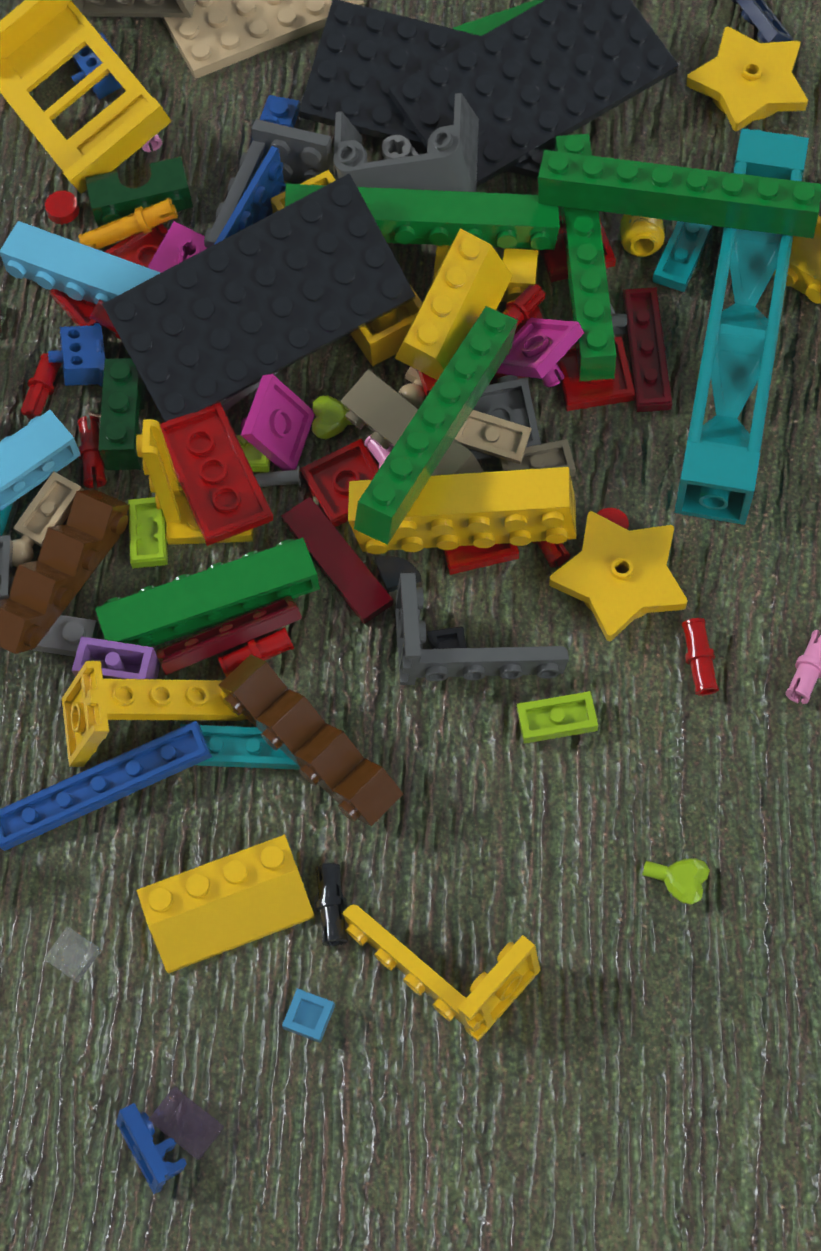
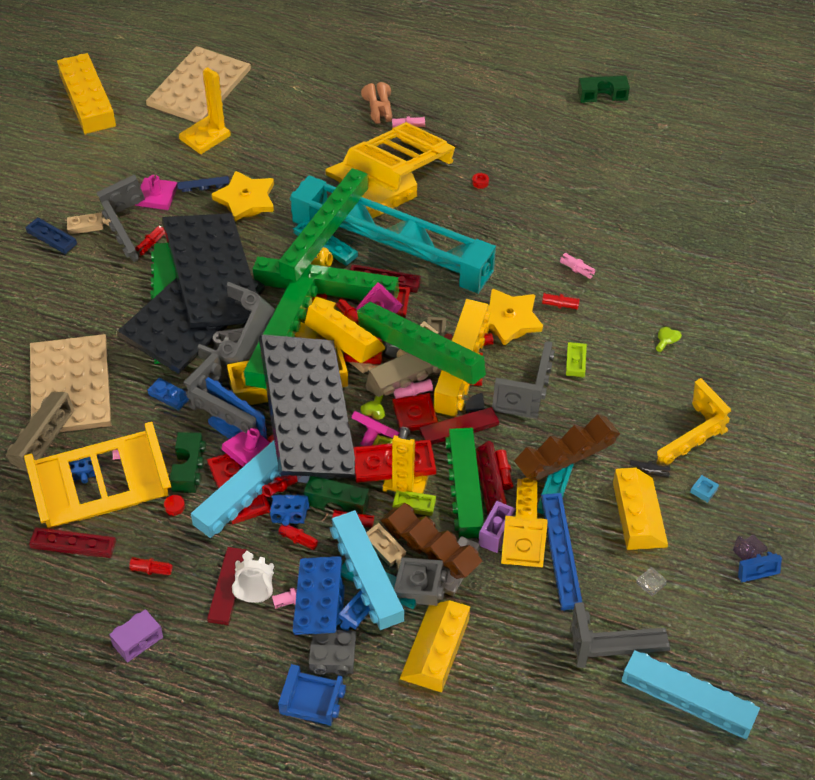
camera: 80 degrees left, 15 degrees down
(140, 221) = (211, 462): light orange pin -> none

